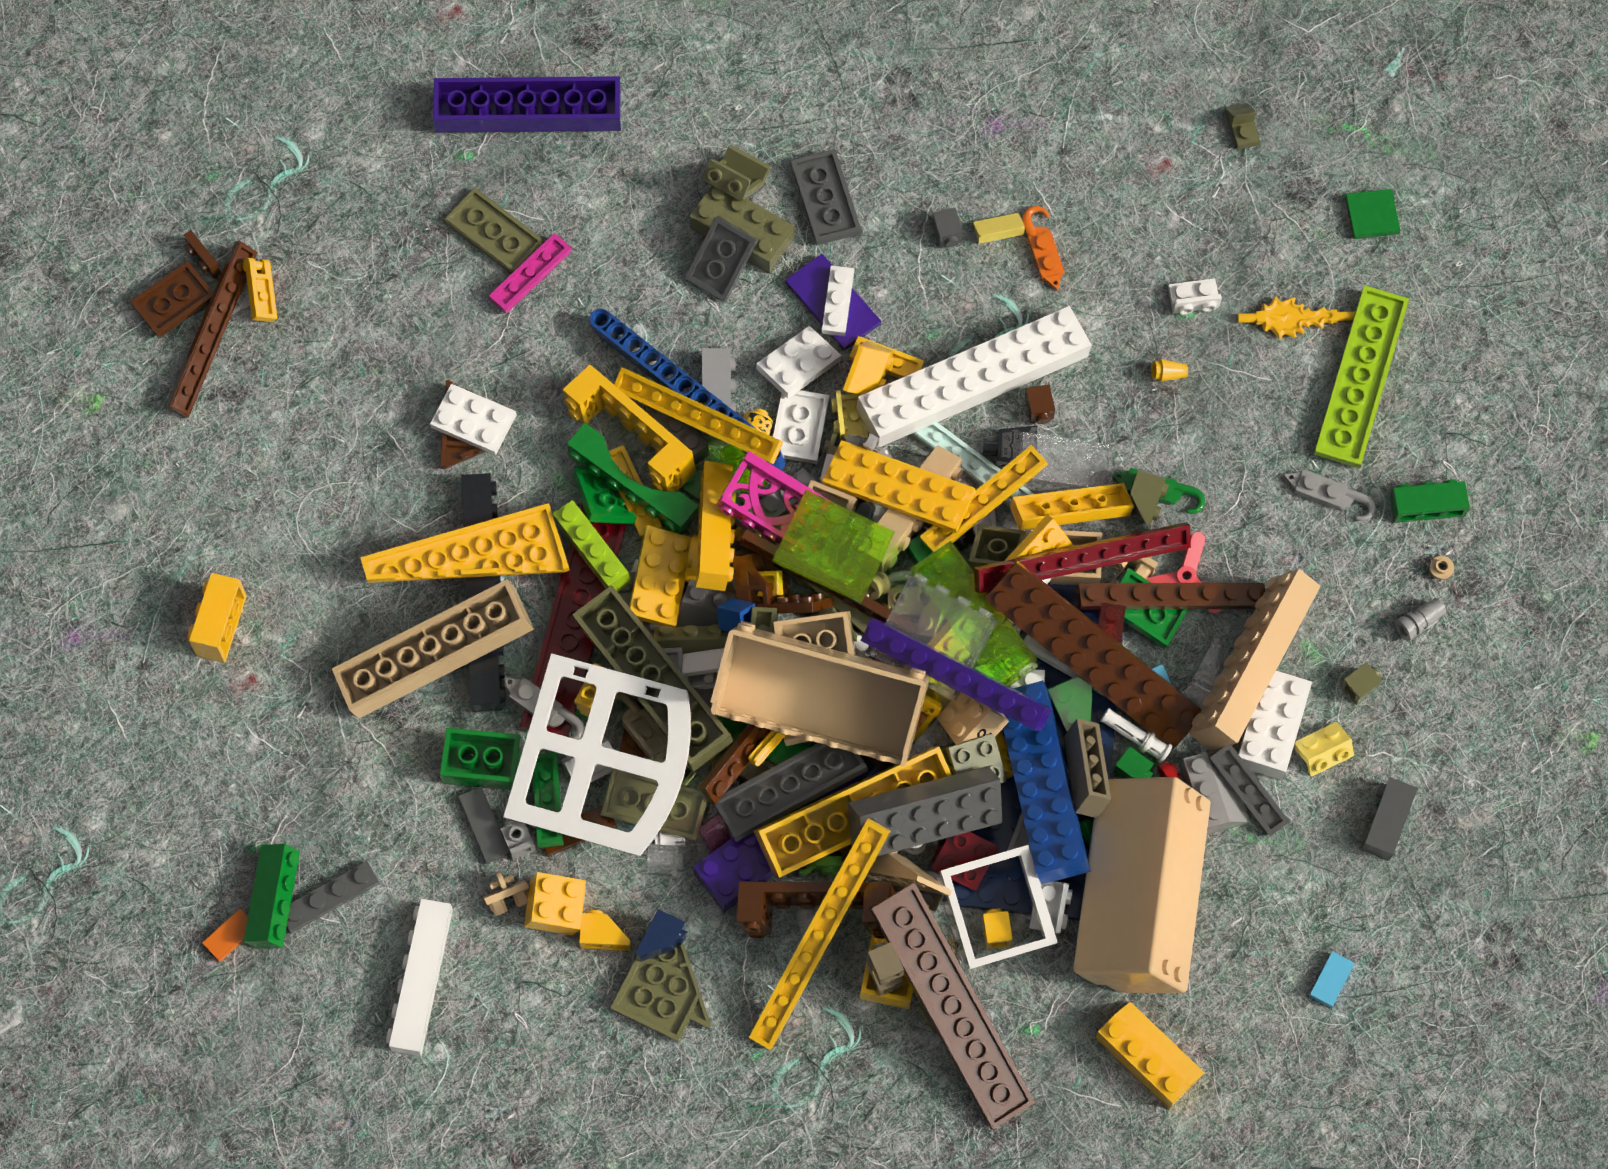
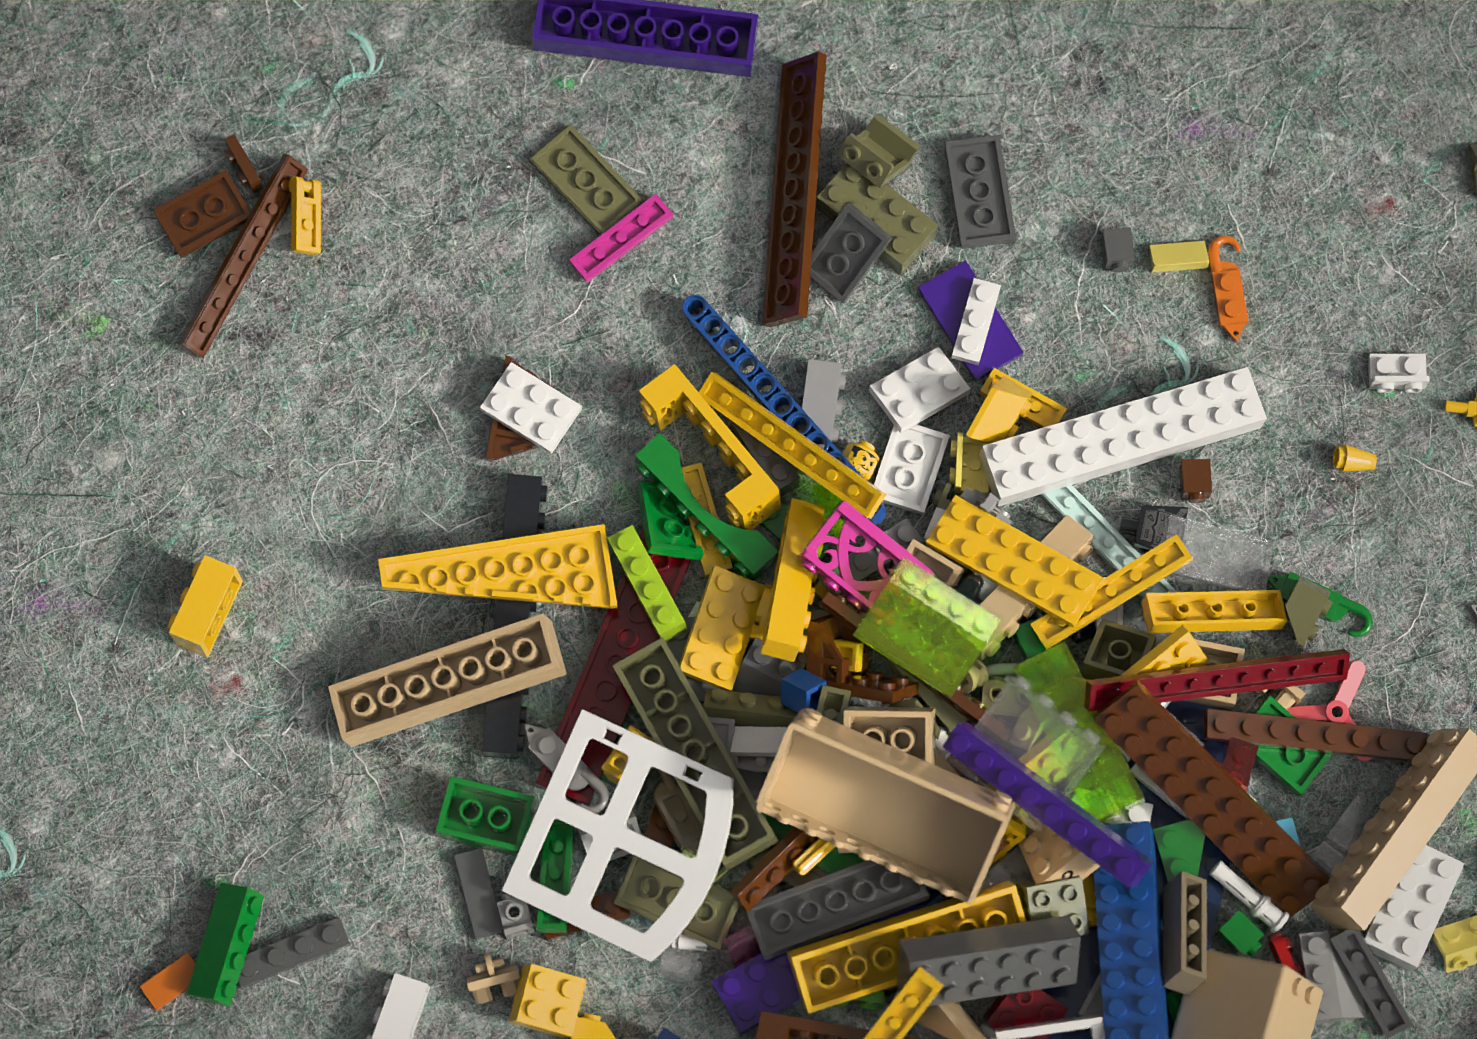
camera: 10 degrees right, 5 degrees up
(670, 215) = (794, 190): none -> reddish brown plate

